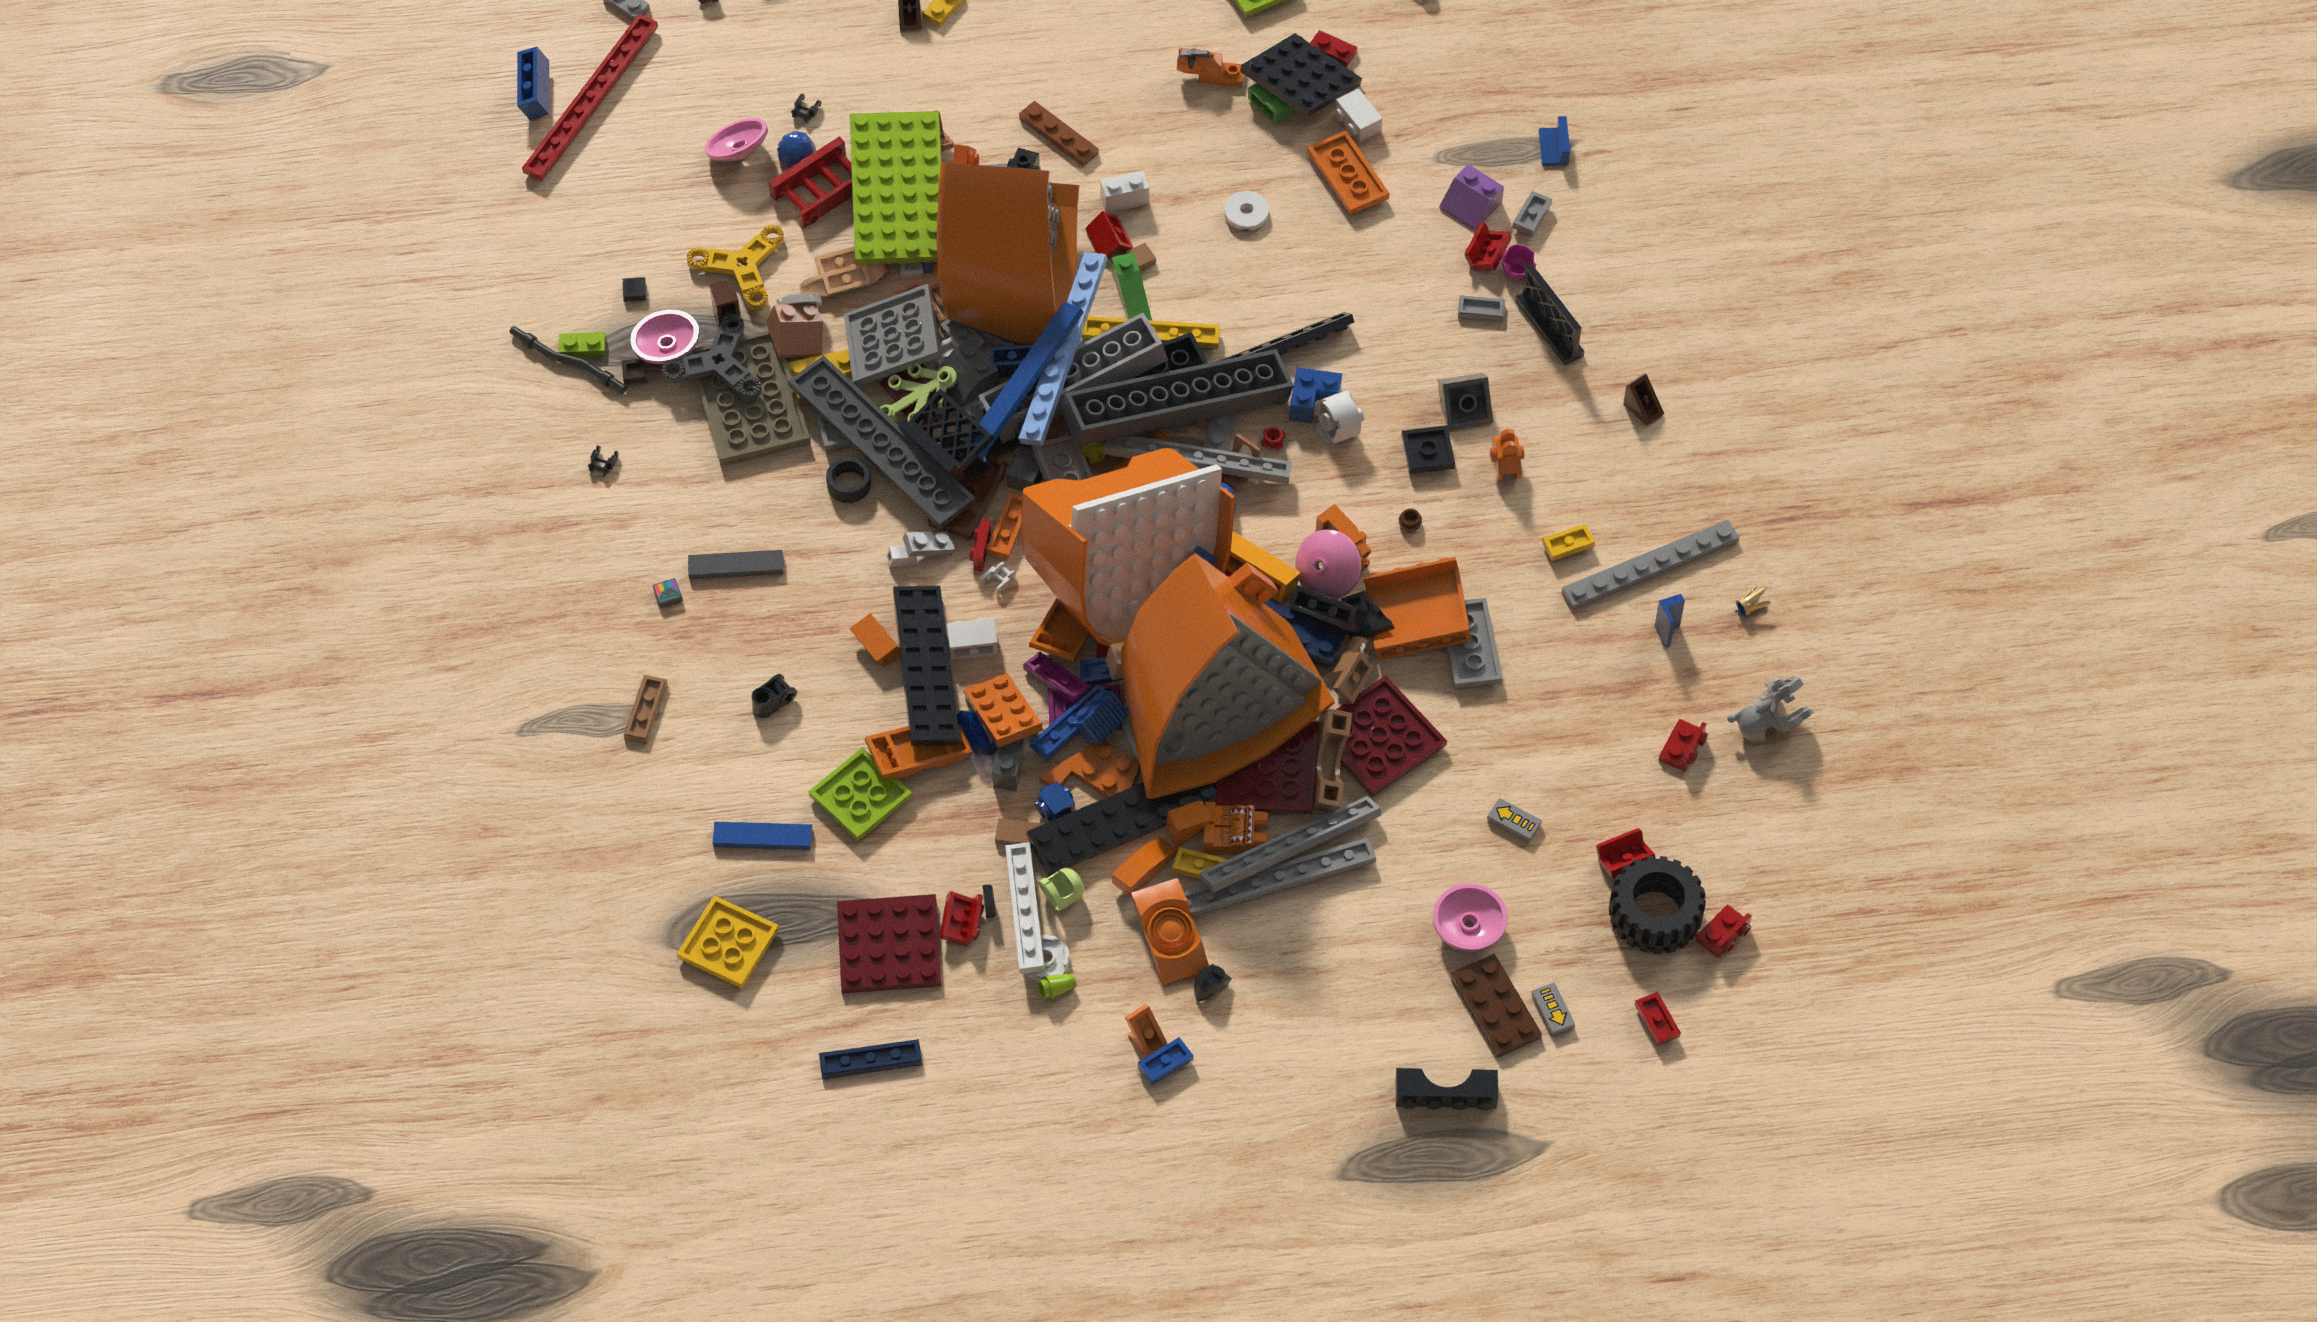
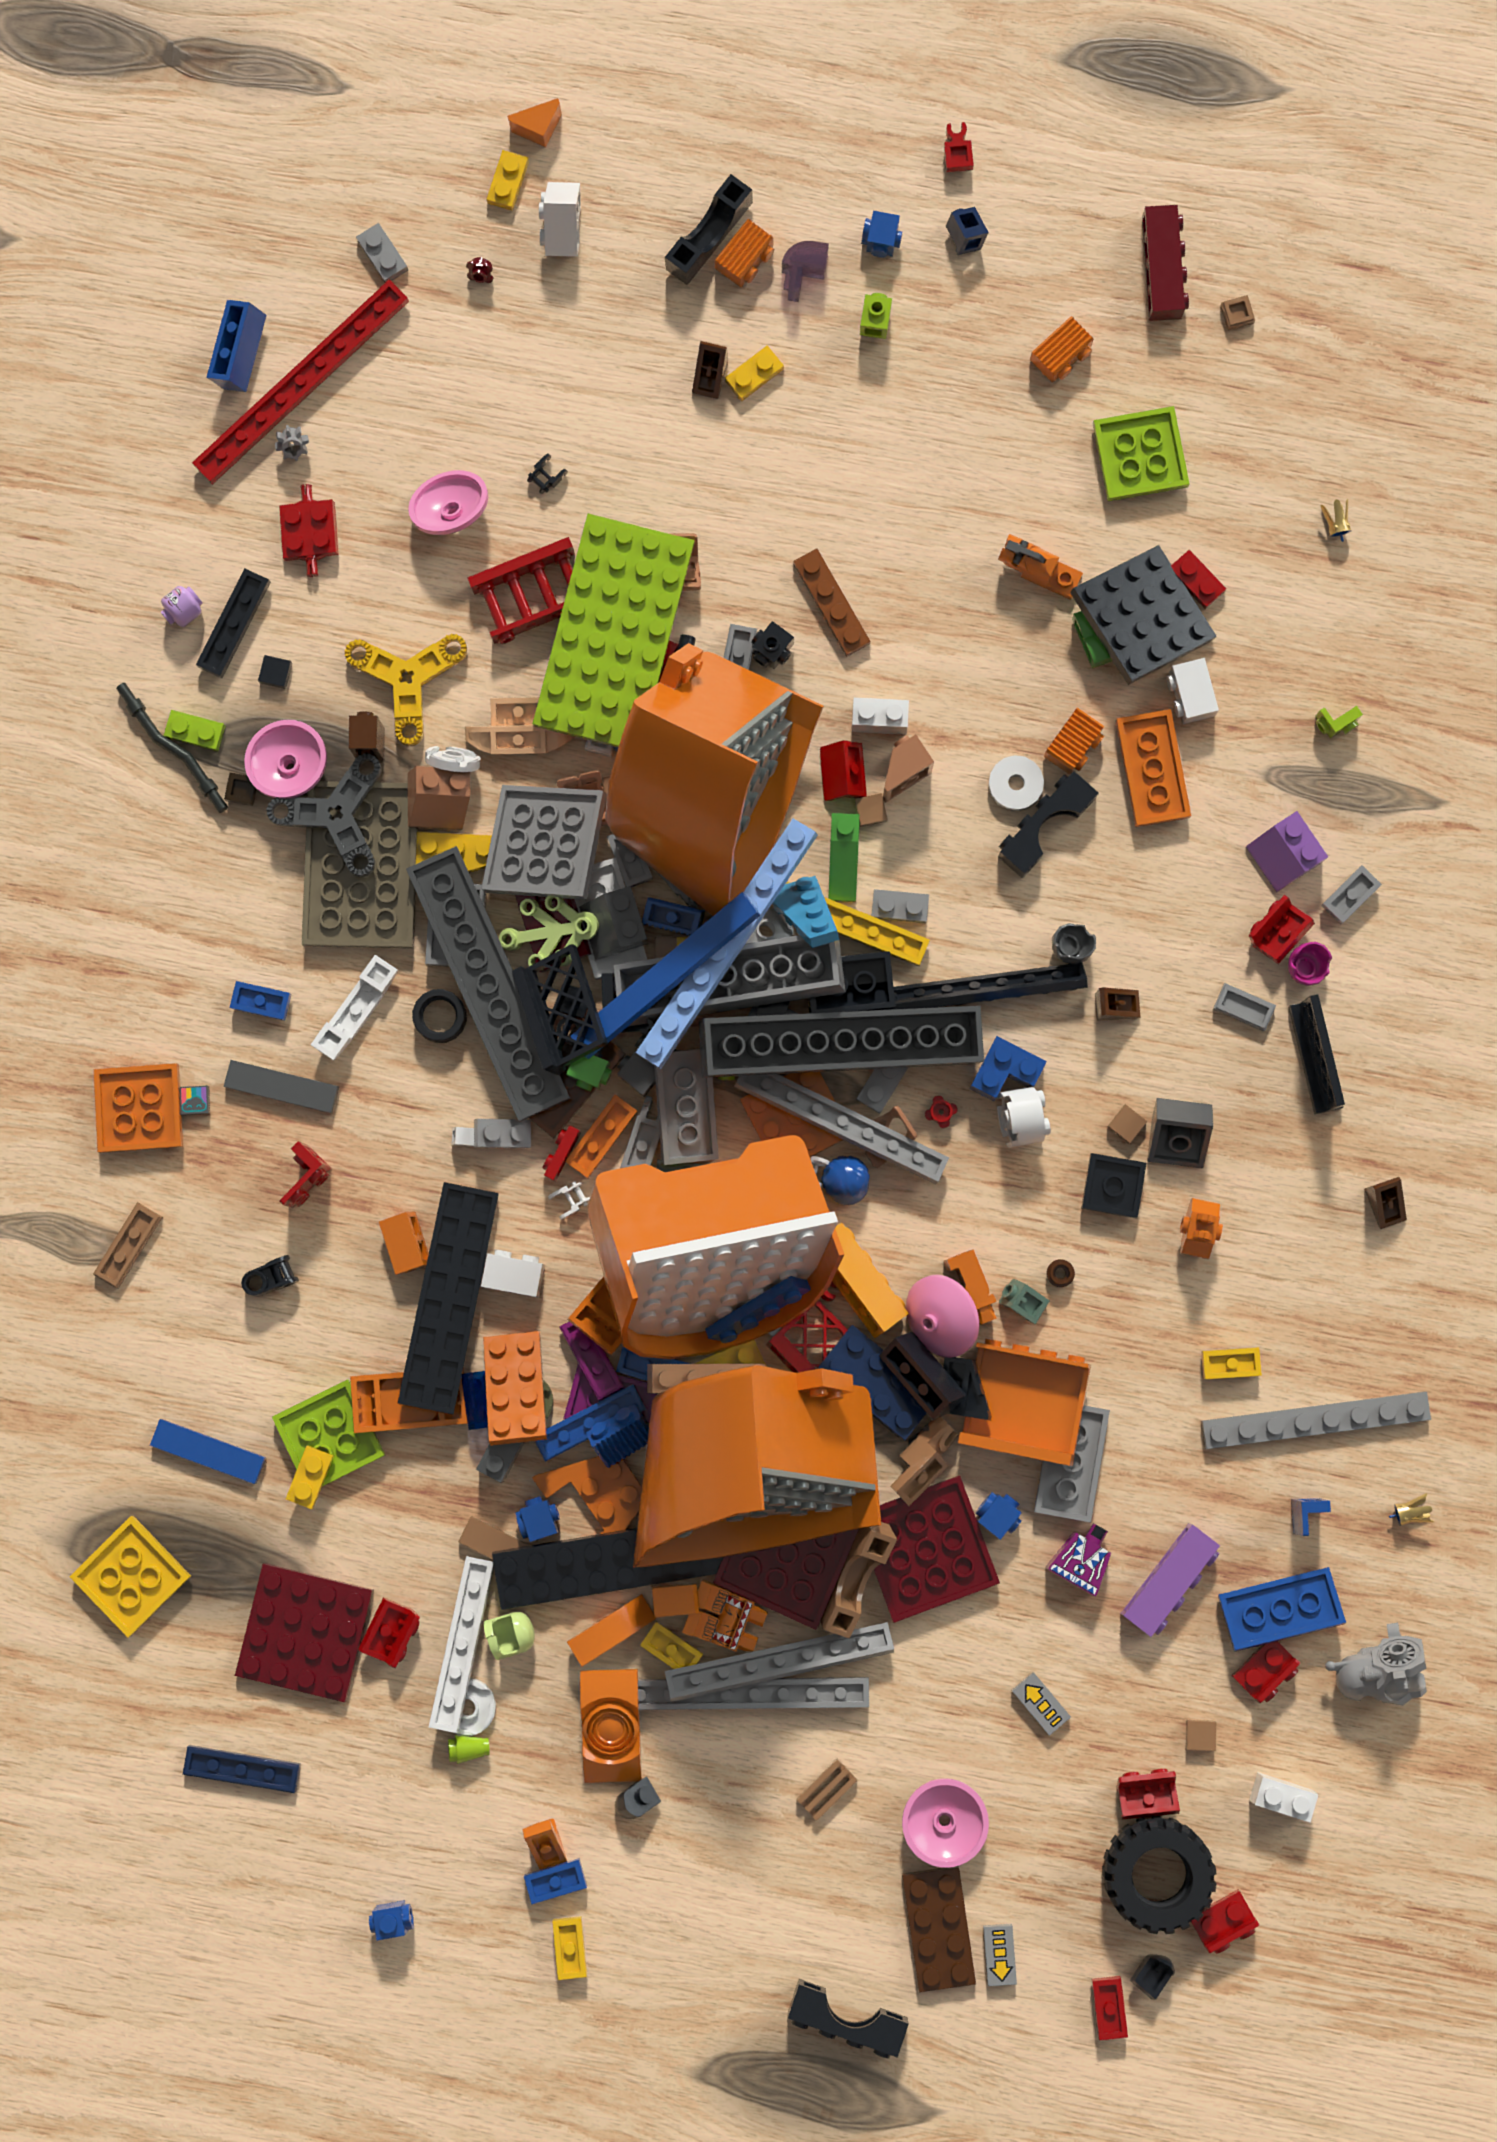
camera: 25 degrees right, 25 degrees up
(545, 261) = (181, 606): none -> lavender head
(590, 264) = (233, 623): none -> black plate
(592, 132) = (291, 435): none -> light grey gear
(609, 464) = (164, 892): black piece -> none
(622, 608) = (138, 1108): none -> orange plate
(630, 190) = (309, 530): none -> red plate
(698, 508) = (260, 1000): none -> blue plate
(780, 490) = (356, 1008): none -> white slope
(781, 604) = (316, 1175): none -> red bracket
(794, 148) = (516, 534): blue hair -> none
(855, 822) = (309, 1477): none -> yellow plate
(983, 476) = (590, 1072): none -> bright green brick
(989, 902) = (426, 1620): black tile -> none
(1038, 1127) = (391, 1920): none -> blue brick
(1116, 314) = (807, 911): none -> dark azure wing
(1160, 214) = (907, 766): none -> nougat slope
(1189, 312) = (900, 906): none -> light grey plate
(1195, 1107) = (569, 1948): none -> yellow plate
(1280, 170) = (1074, 741): none -> orange brick
(1291, 208) = (1069, 799): none -> black arch
(1332, 299) = (1073, 943): none -> dark grey hair
(1372, 916) = (809, 1807): none -> medium nougat tile
(1380, 329) = (1117, 1004): none -> reddish brown slope
(1389, 543) = (1024, 1300): none -> sand green bracket
(1422, 408) = (1127, 1124): none -> medium nougat tile
(1427, 695) = (999, 1514): none -> blue brick
(1477, 108) = (1344, 723): none -> lime bracket
(1506, 708) = (1082, 1560): none -> torso
(1555, 144) = (1414, 802): blue panel -> none
(1581, 701) = (1170, 1580): none -> medium lavender brick
(1651, 805) = (1201, 1735): none -> medium nougat tile
(1677, 695) = (1281, 1609): none -> blue plate
(1683, 981) = (1153, 1975): none -> black plate
(1733, 824) = (1283, 1797): none -> white brick

